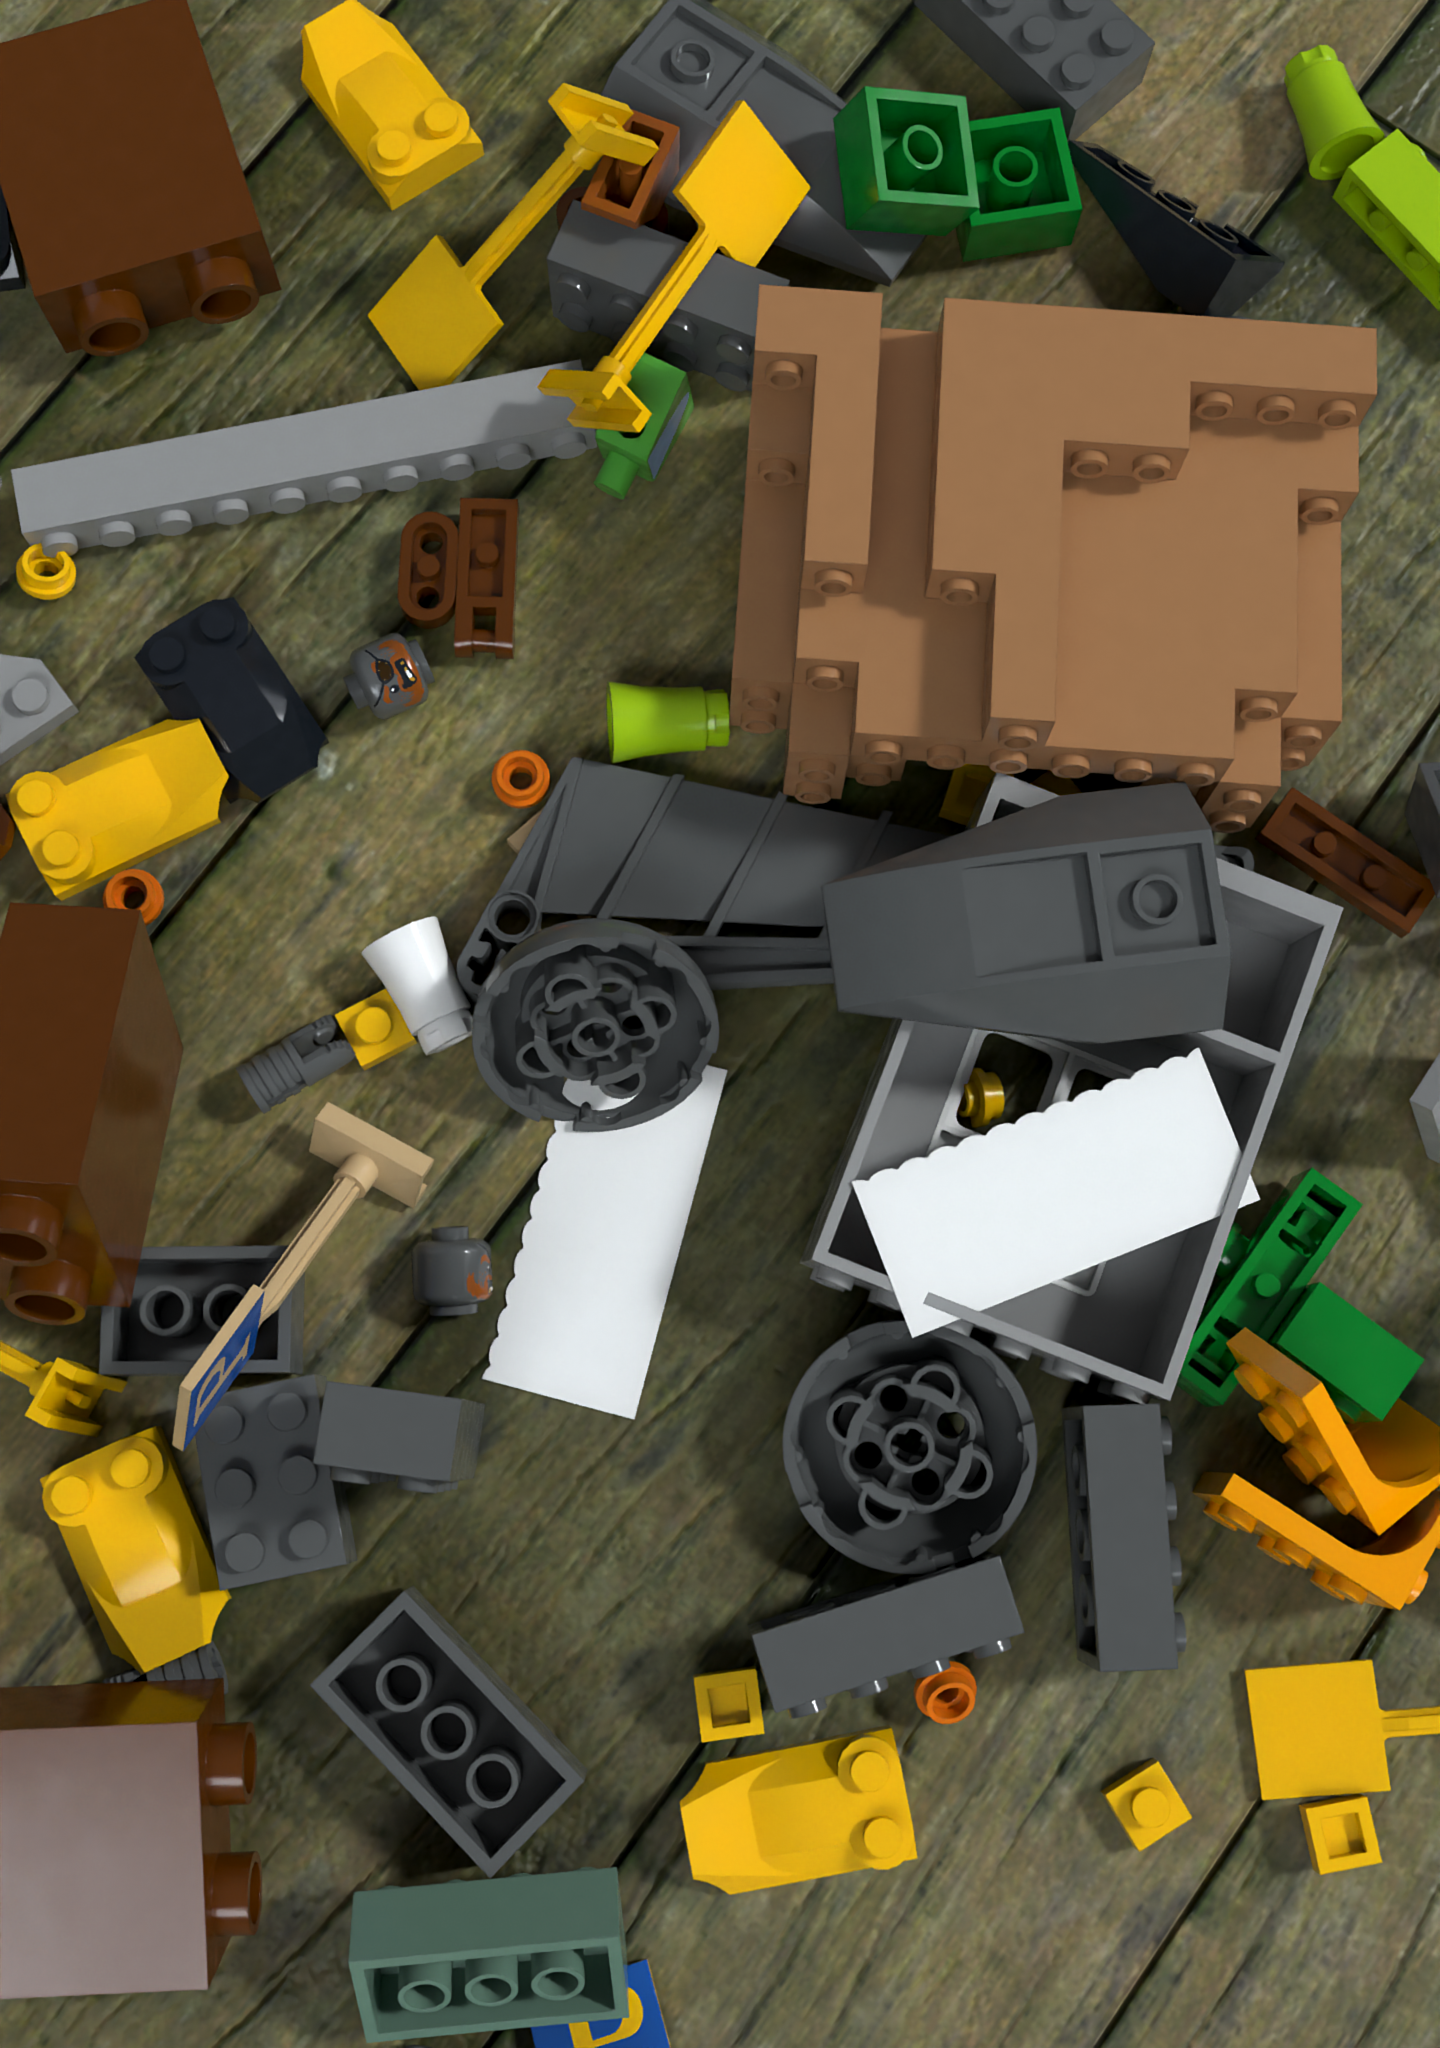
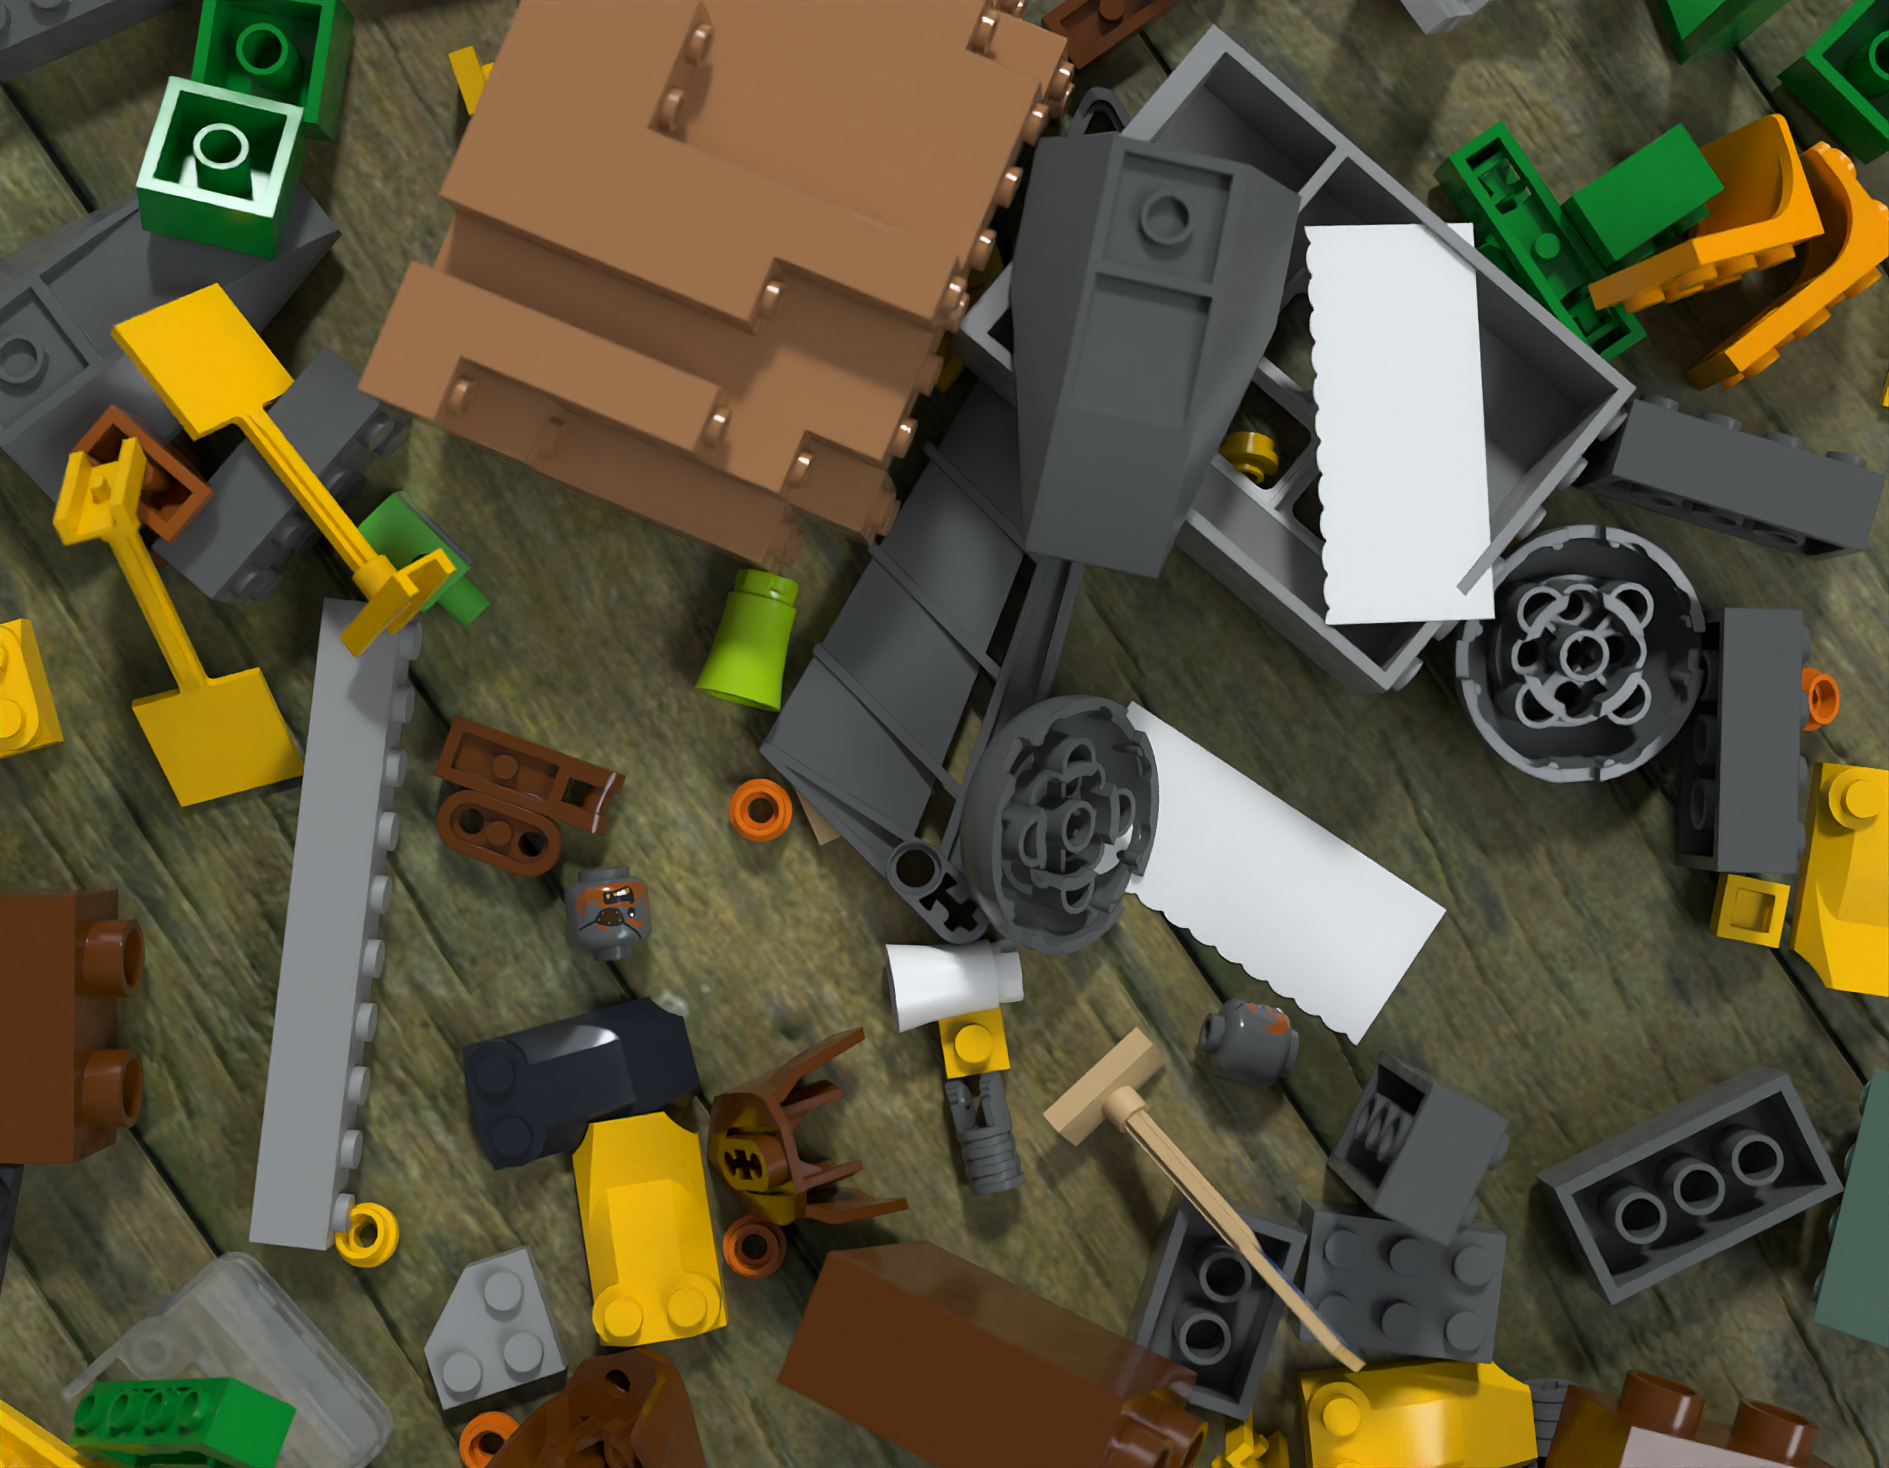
camera: 65 degrees left, 10 degrees up
(214, 863) = (757, 1154): none -> reddish brown piece

